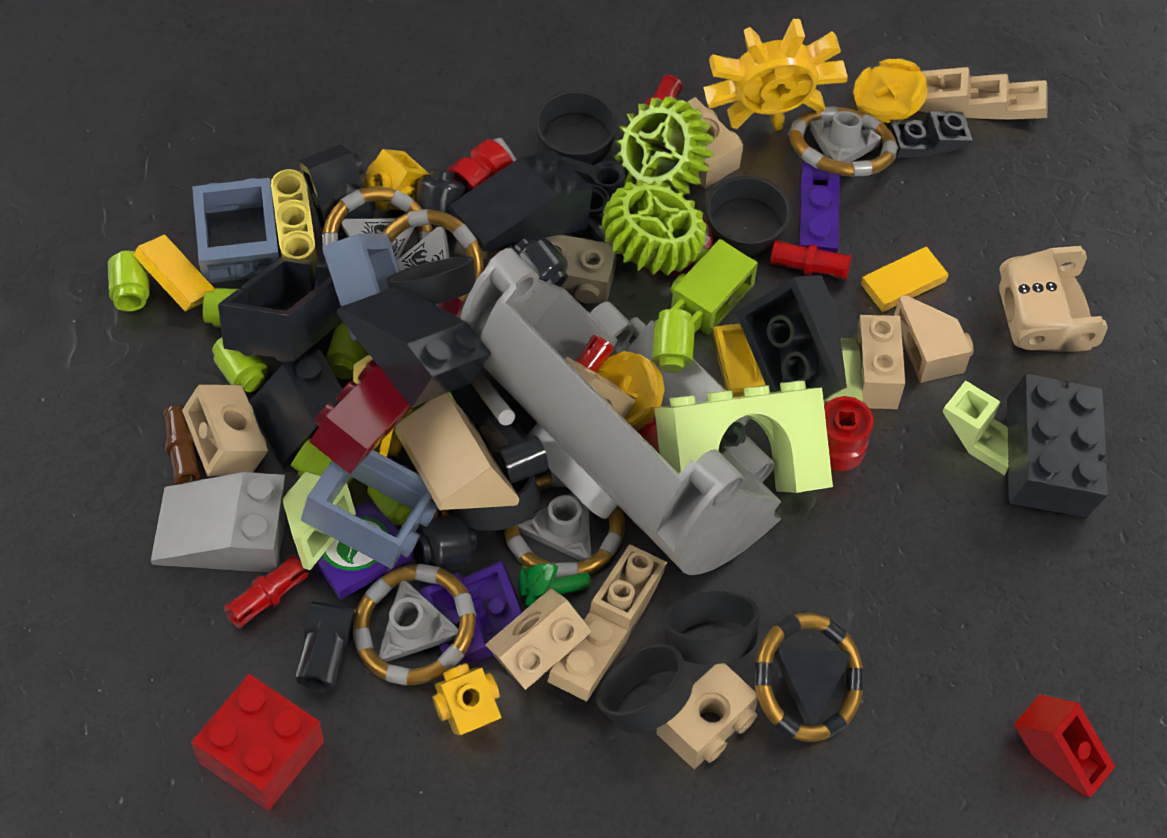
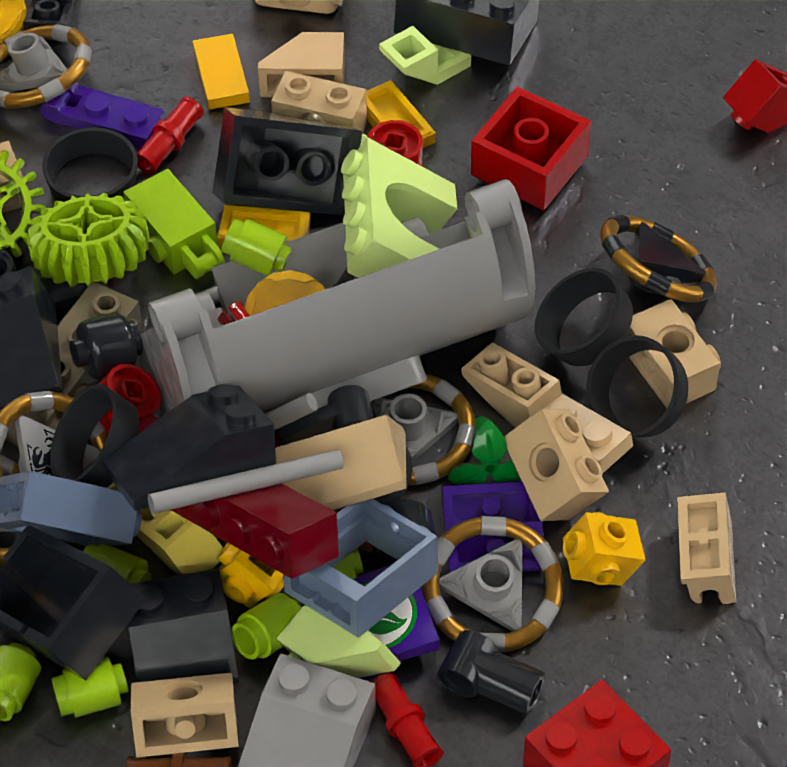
camera: 70 degrees left, 5 degrees down
(390, 383) = (245, 481): none -> light grey bar
(498, 789) = (706, 546): none -> tan hinge
(901, 538) = (531, 146): none -> red brick
(907, 428) = (388, 103): none -> yellow tile

